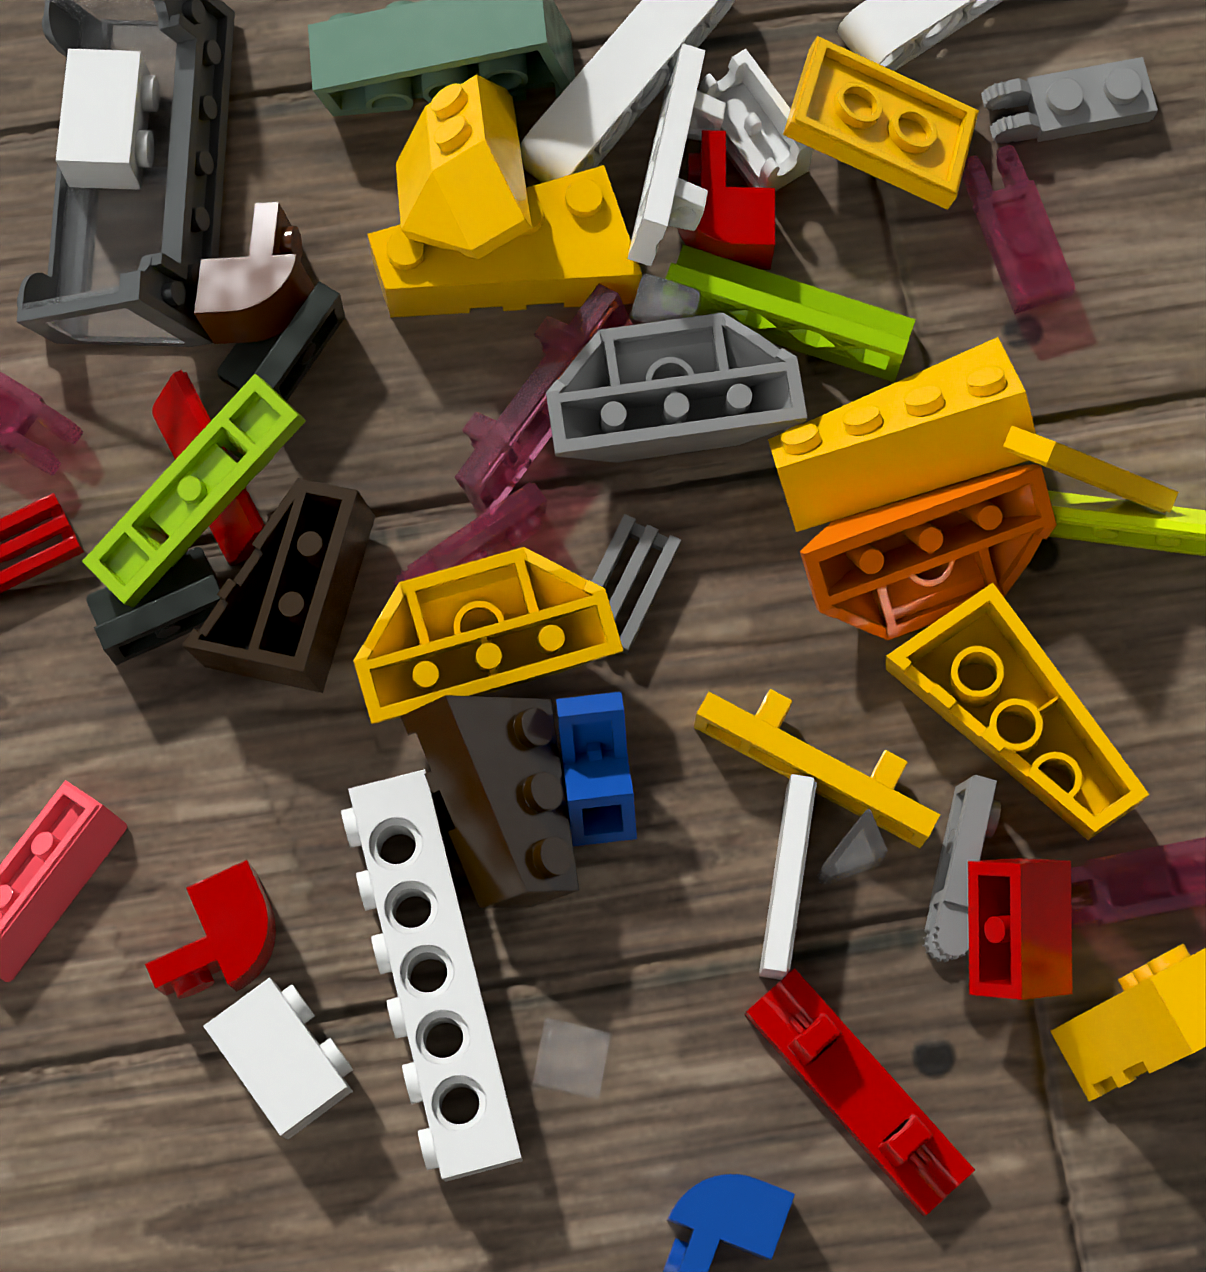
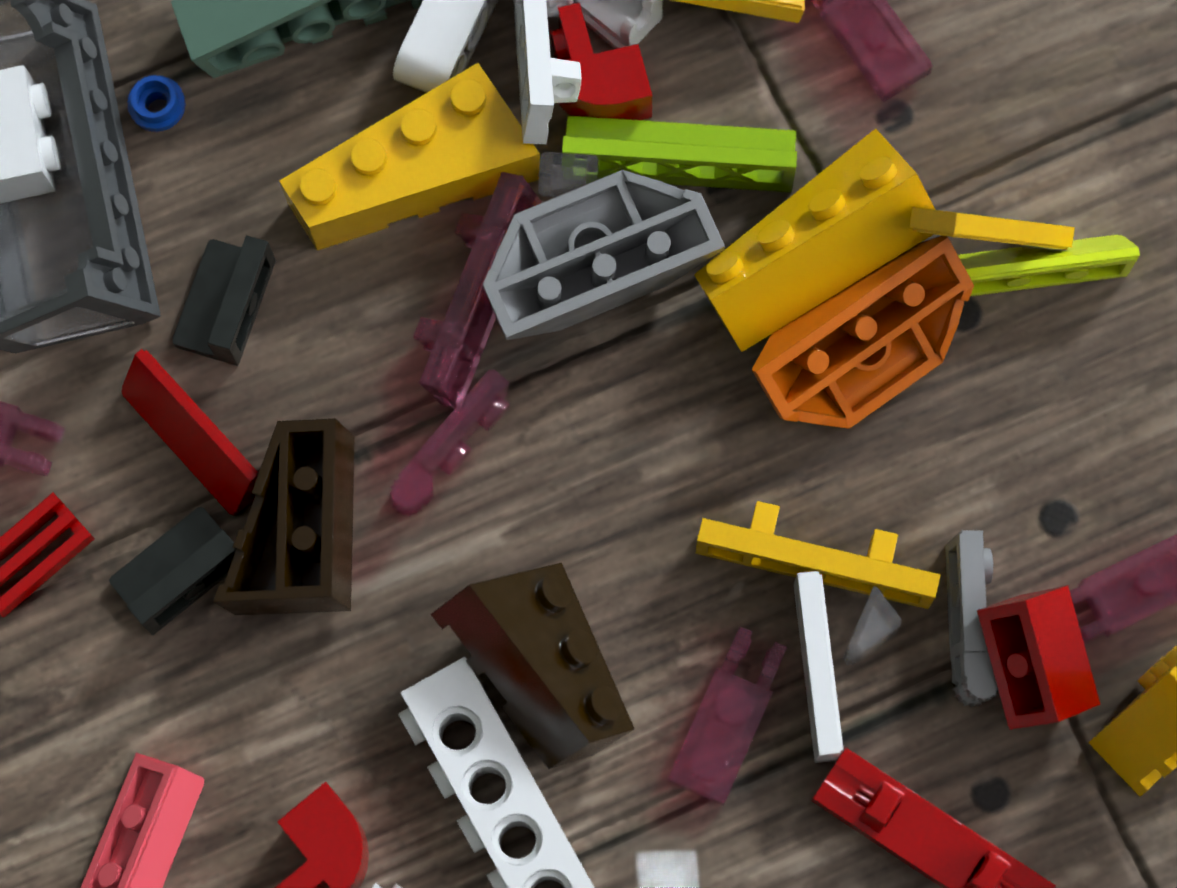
camera: 10 degrees left, 0 degrees up
(193, 491) = (184, 458): lime hinge -> none
(256, 293) = (192, 260): brick -> none
(263, 111) = (151, 89): none -> blue plate
(464, 171) = (353, 102): yellow wedge -> none
(482, 632) = (483, 517): yellow wedge -> none
(596, 768) = (620, 614): blue brick -> none
(647, 538) = (607, 392): light grey tile -> none
(677, 910) = (725, 724): none -> clear pink hinge
(1016, 707) = (978, 457): yellow wedge -> none

